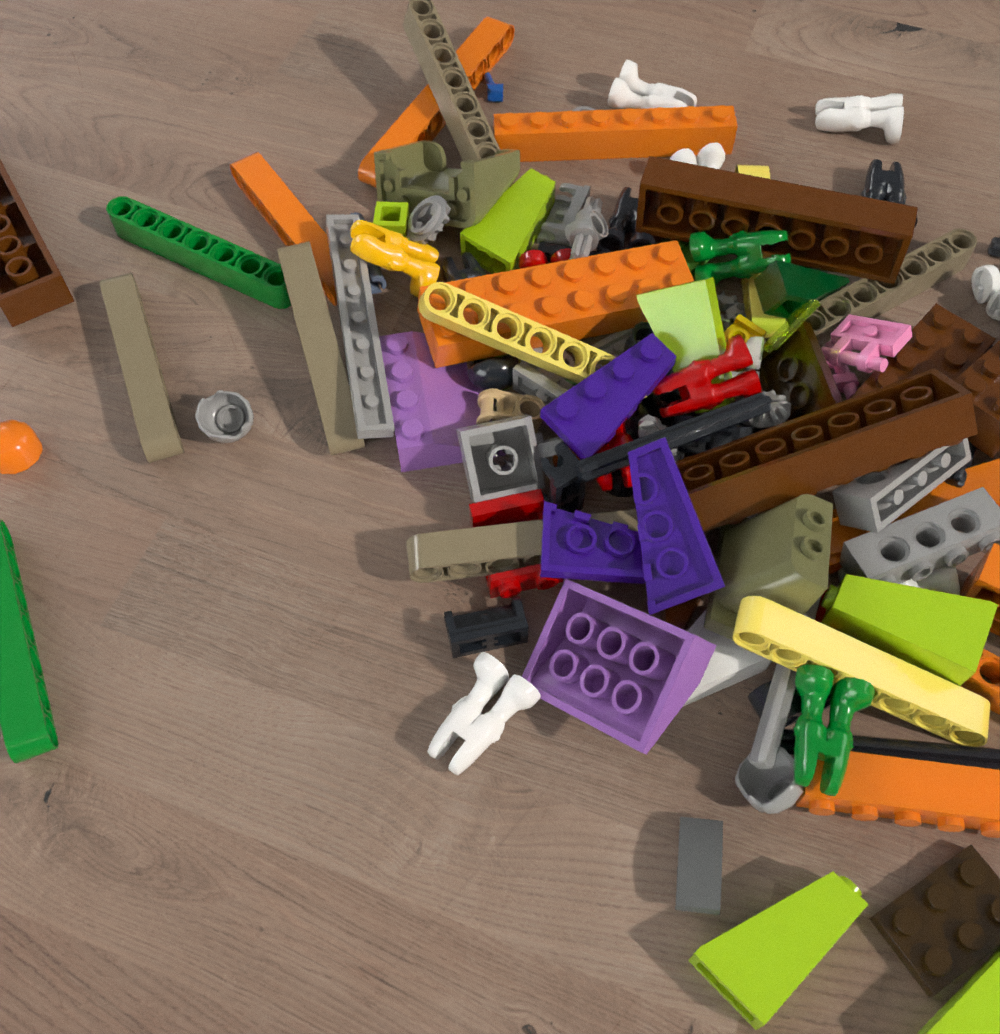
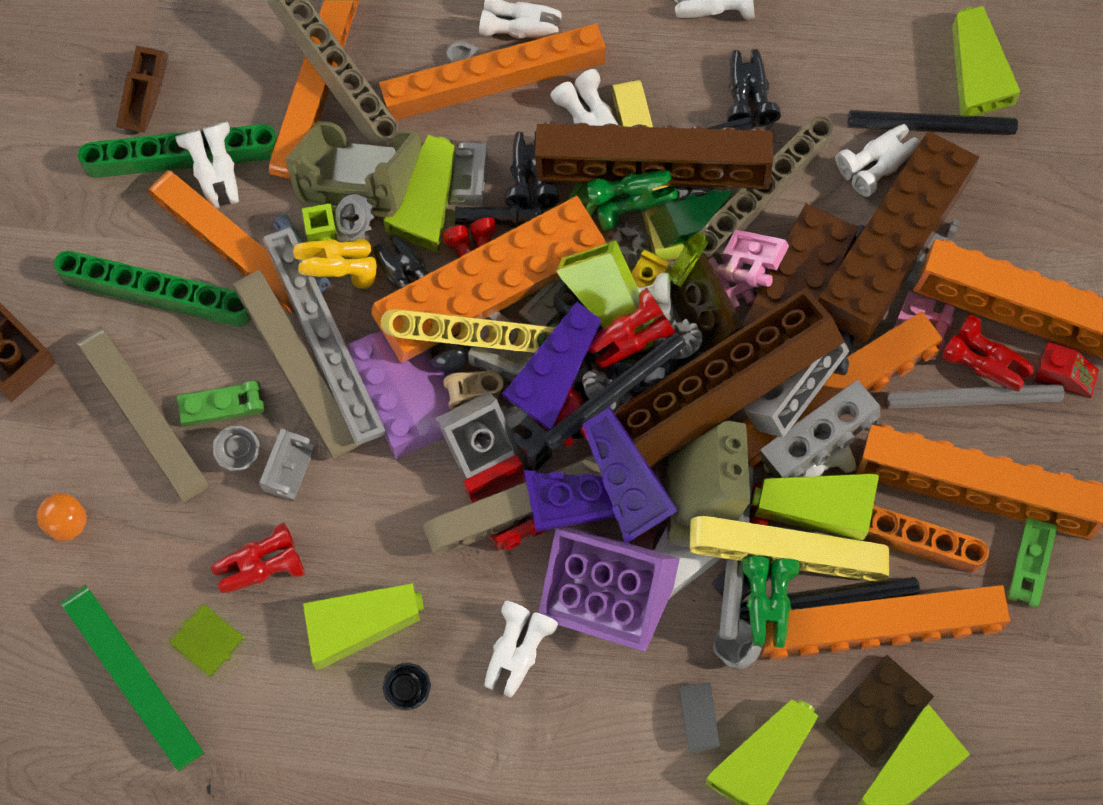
camera: 15 degrees left, 10 degrees up
(115, 617) = (207, 640): none -> clear neon green piece
(190, 542) = (248, 563): none -> red piece
(228, 374) = (220, 404): none -> bright green plate
(261, 86) = (142, 88): none -> reddish brown slope
(274, 140) = (164, 146): none -> green beam
(275, 447) = (286, 465): none -> light grey hinge
(295, 635) = (357, 620): none -> lime slope
(303, 162) = (216, 172): none -> white piece
(328, 727) = (406, 686): none -> black hair
(487, 629) = (502, 578): black hinge -> none
(495, 91) = (368, 41): blue hand -> none
(586, 229) = (495, 195): light grey axle -> none

